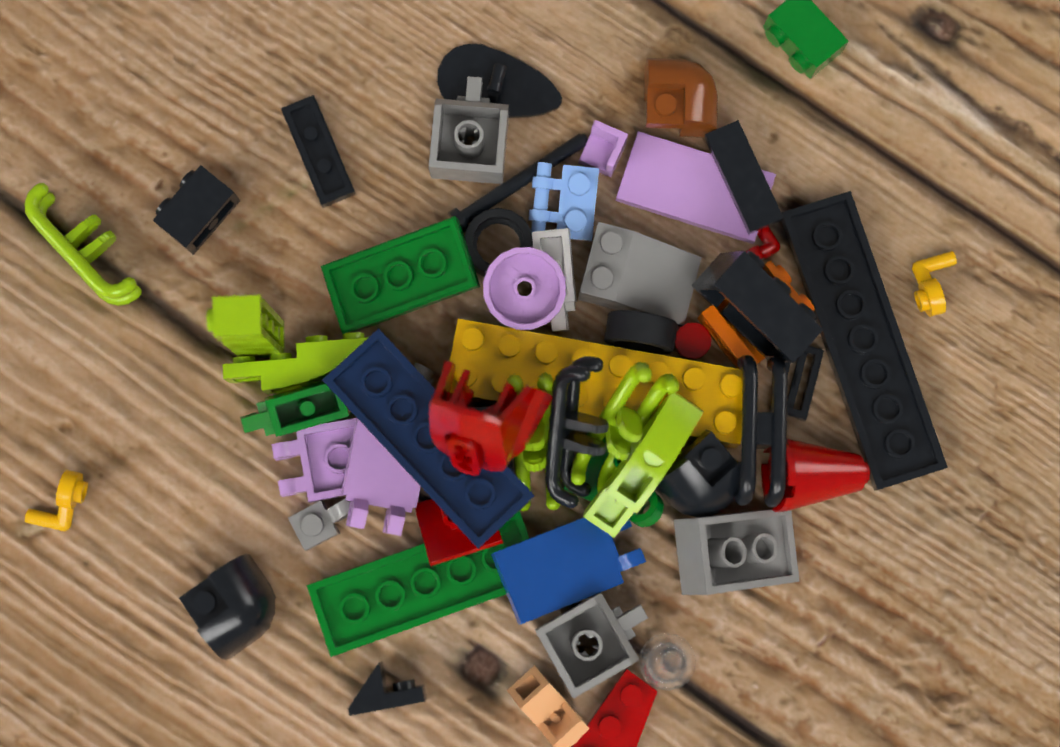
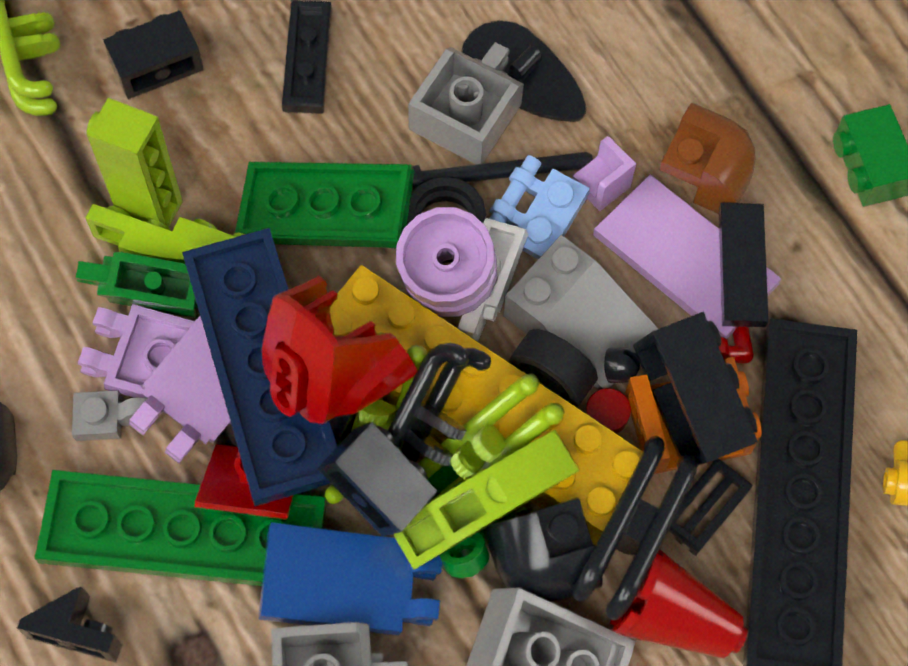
camera: 25 degrees right, 15 degrees down
(562, 489) = (378, 479): none -> brick
(689, 304) = (620, 365): none -> black hinge

